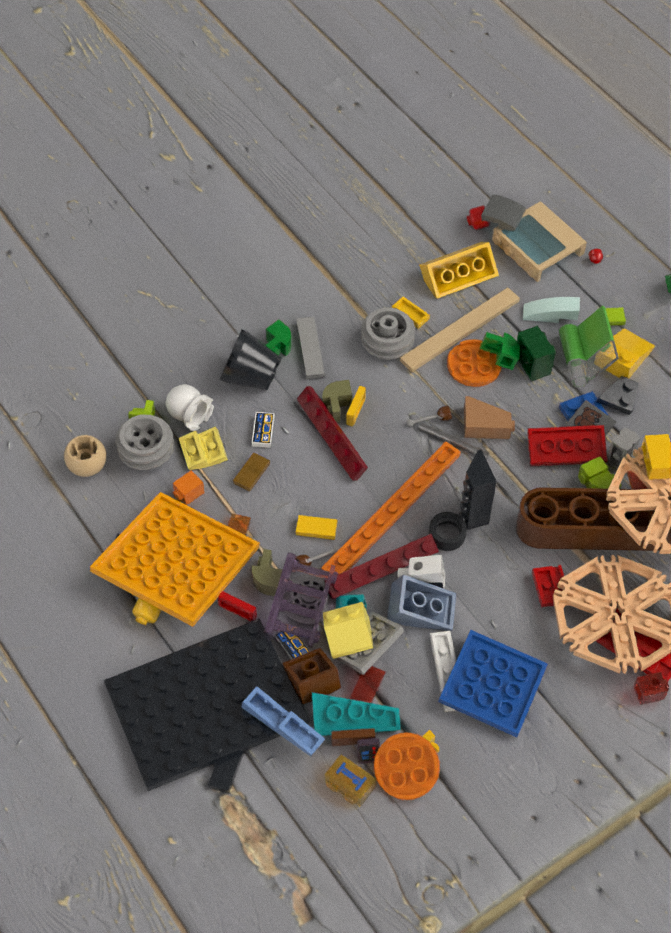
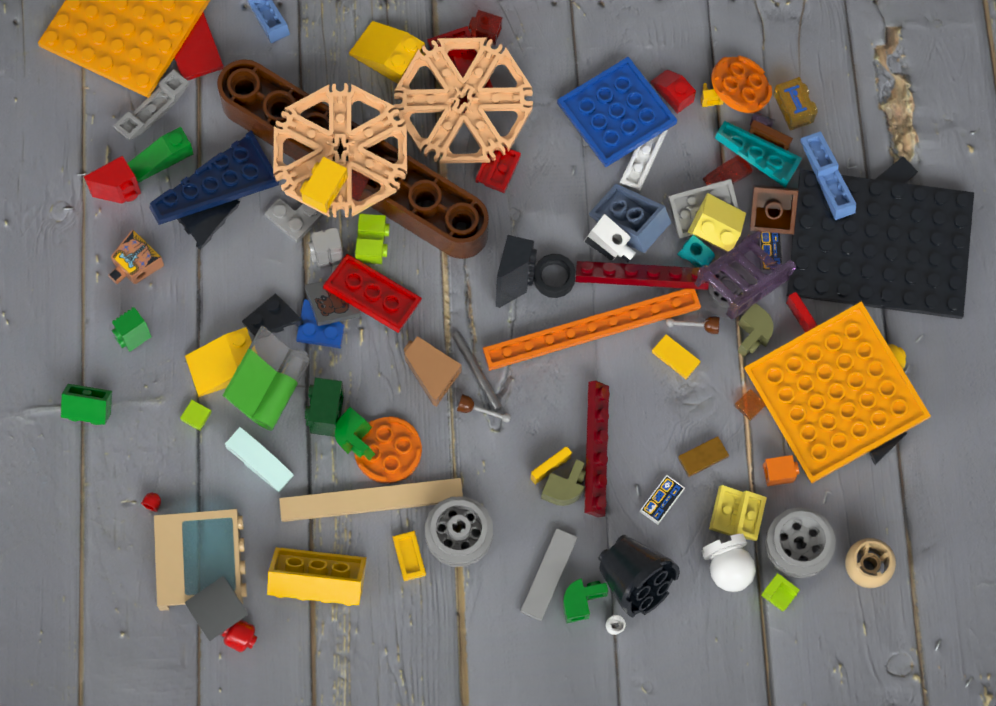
camera: 150 degrees left, 15 degrees up
(461, 731) = (674, 90): none -> red slope

